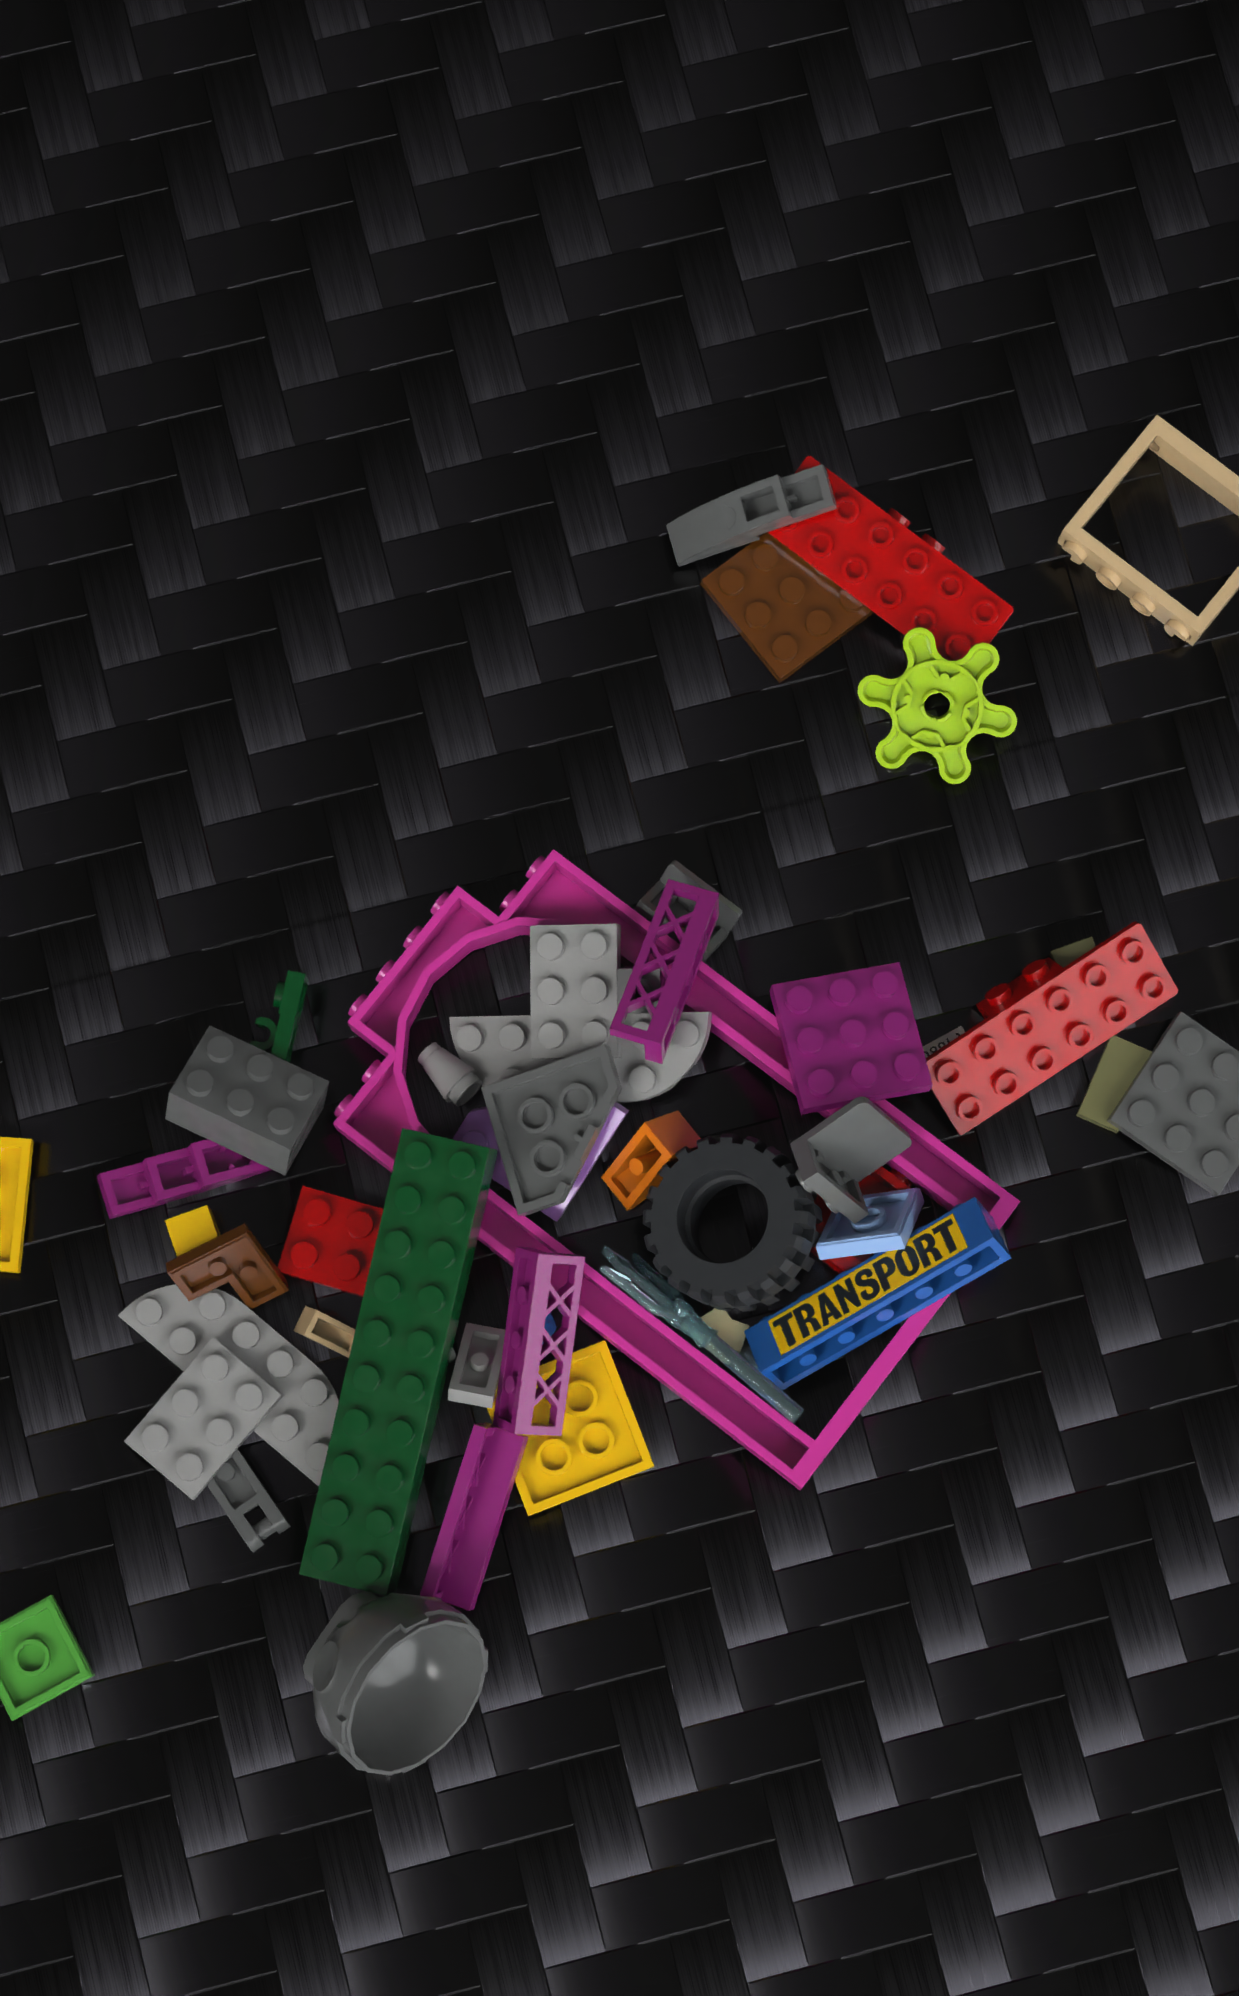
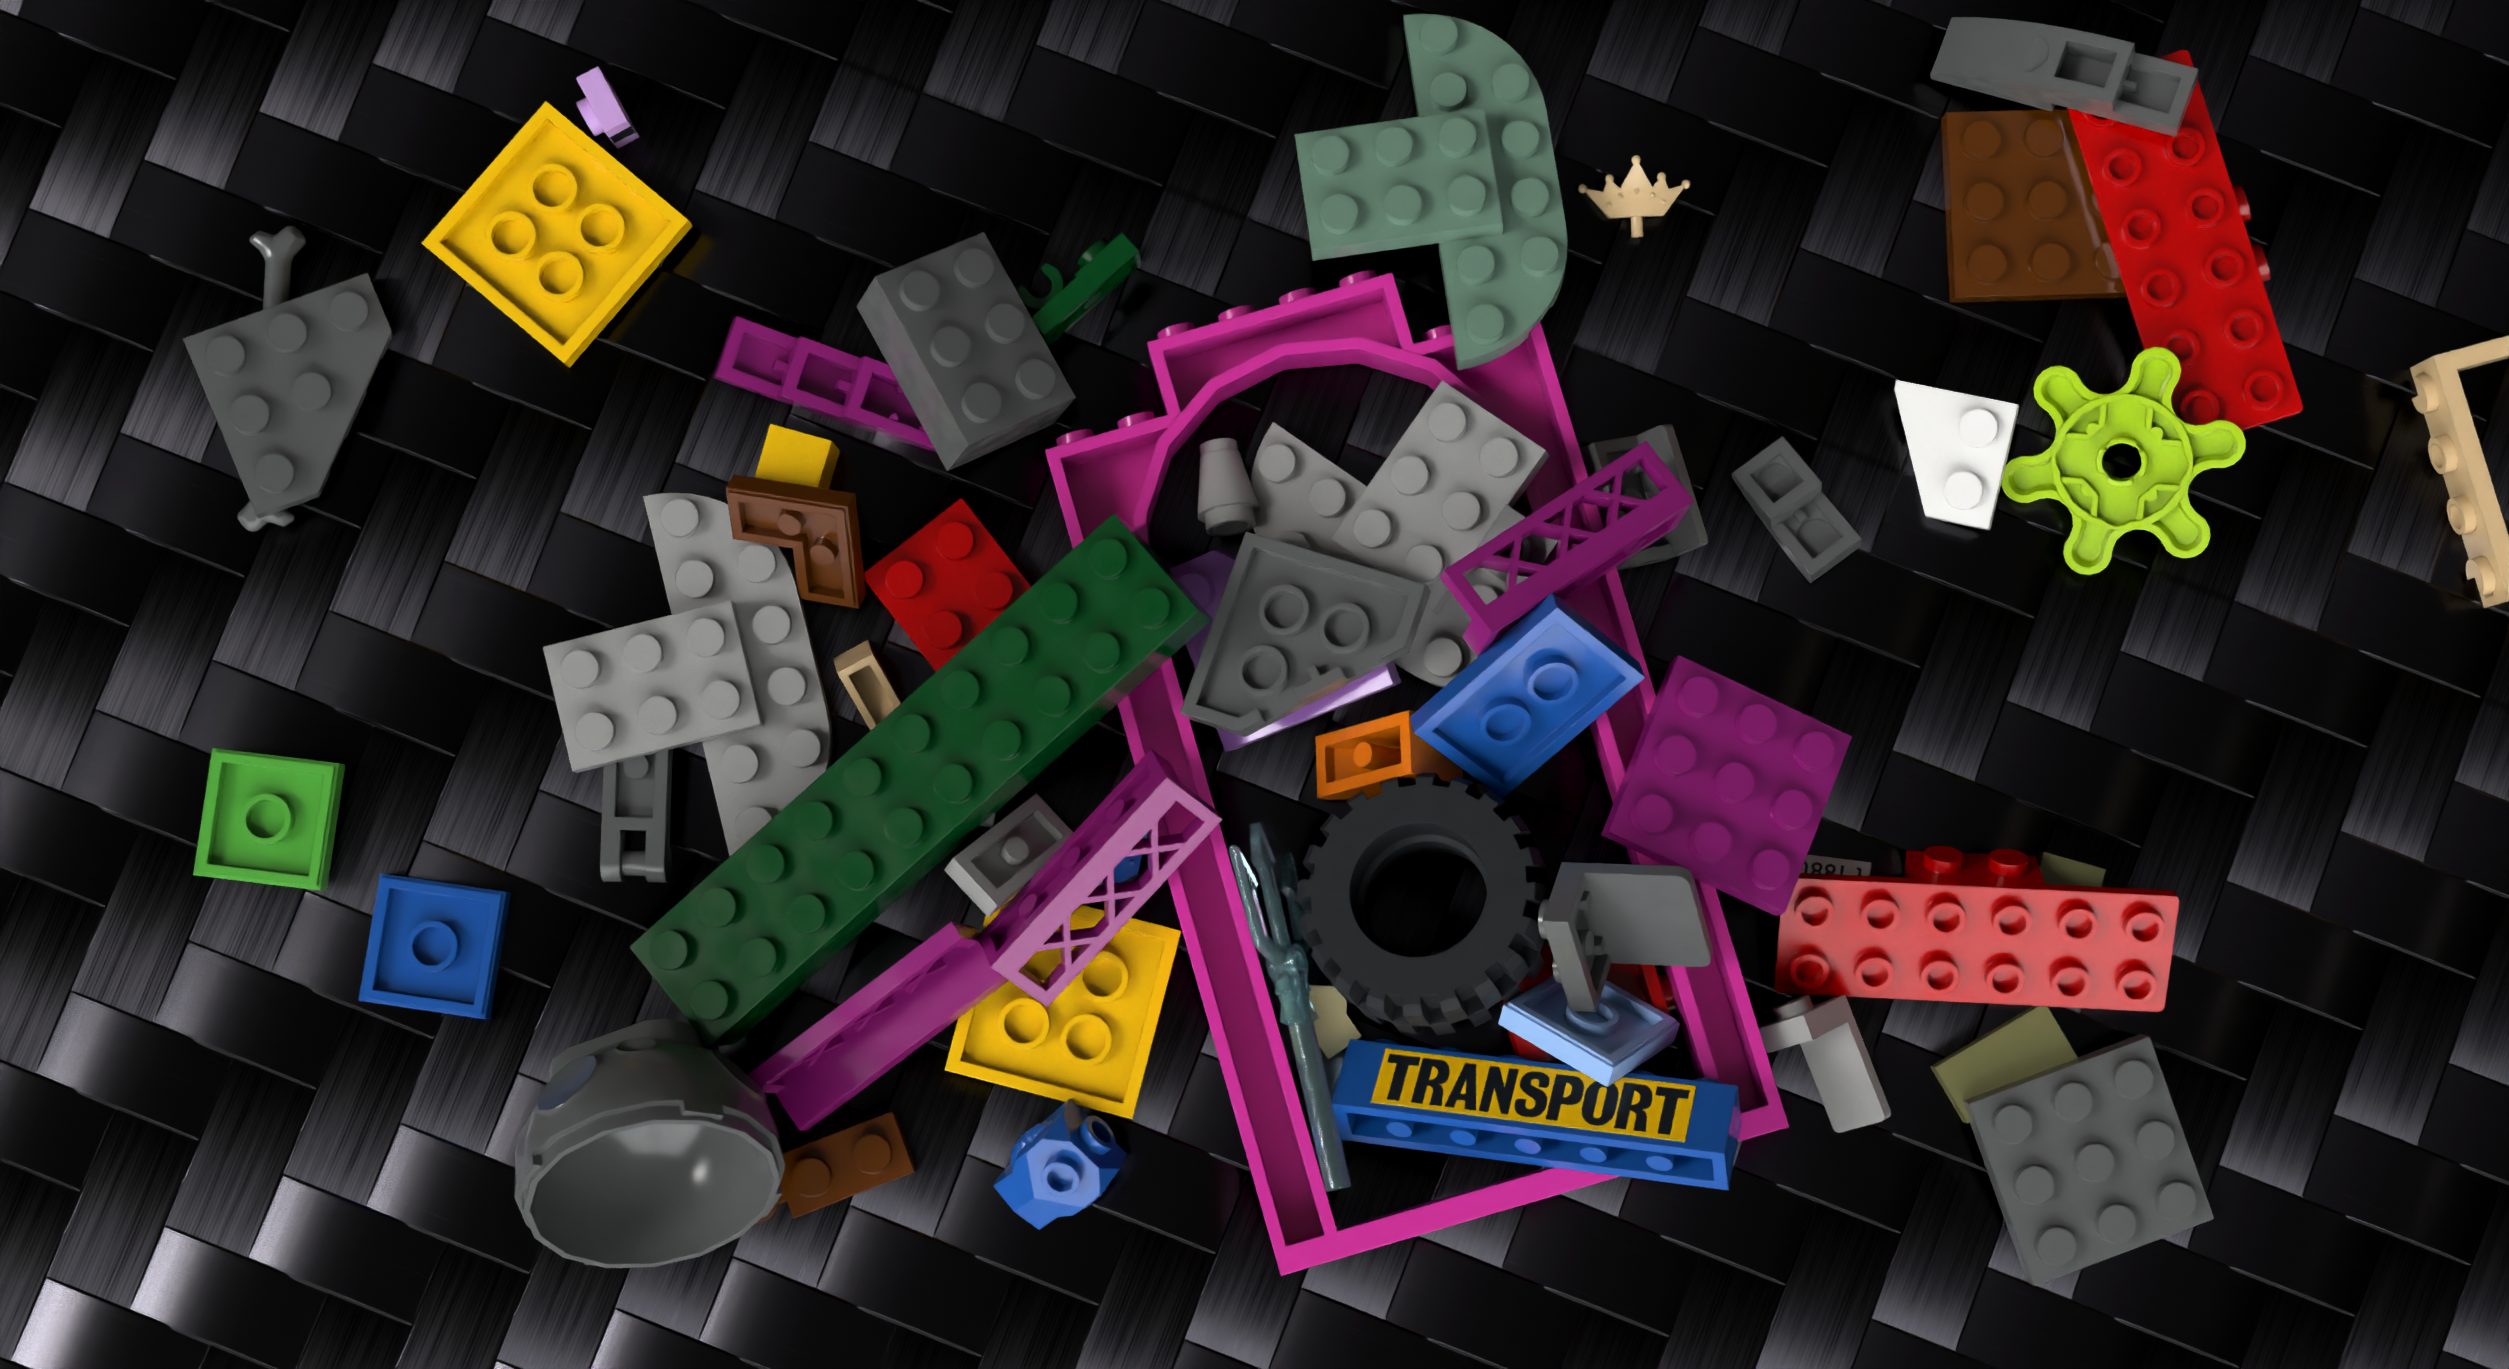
camera: 40 degrees right, 5 degrees up
(181, 1661) = (434, 946): none -> blue tile
(455, 804) = (1459, 175): none -> sand green plate
(510, 1612) = (844, 1165): none -> reddish brown plate
(562, 747) = (1635, 197): none -> tan piece
(632, 1522) = (1060, 1166): none -> blue hand
(704, 1067) = (1527, 696): none -> blue plate
(777, 858) = (1795, 509): none -> dark grey slope
(842, 763) = (1956, 450): none -> white wing
(1018, 1147) = (1834, 1058): none -> light grey bracket

